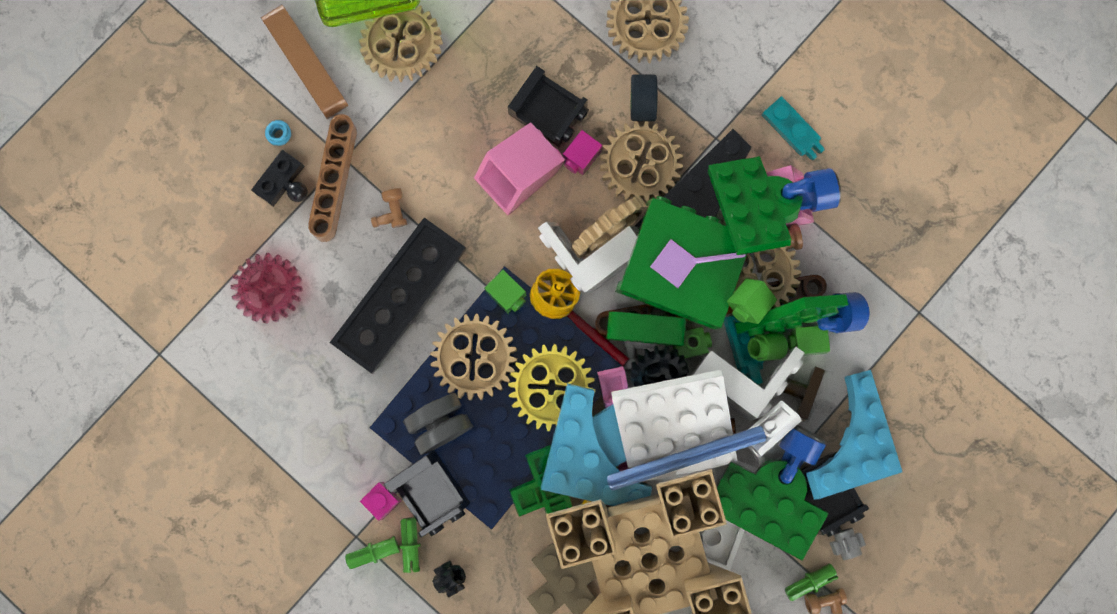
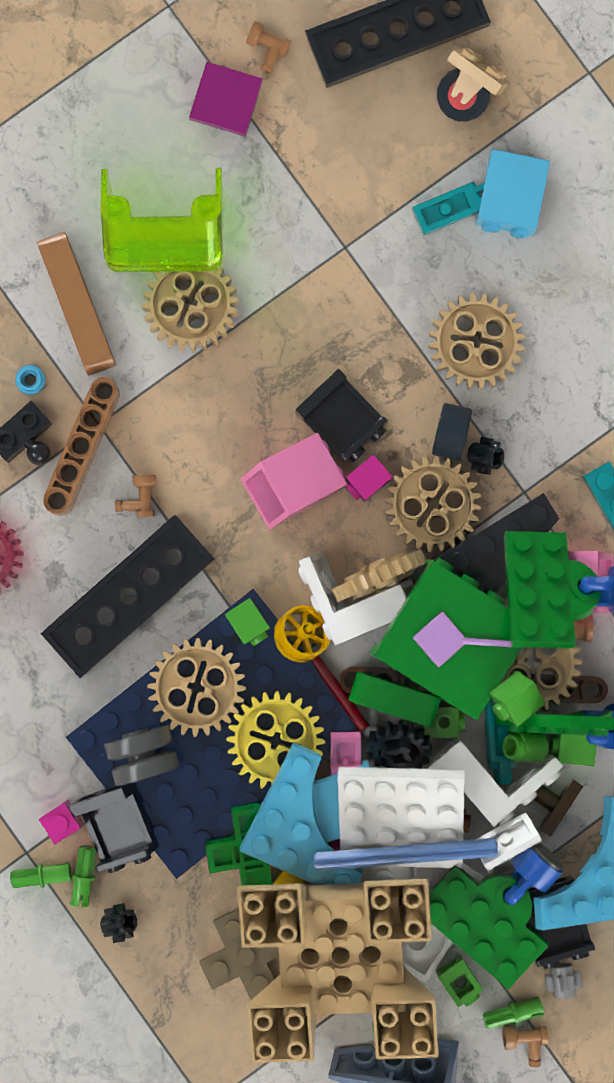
camera: 10 degrees right, 5 degrees up
(676, 112) = (485, 455): none -> black gear
(767, 573) = (462, 994): none -> bright green brick

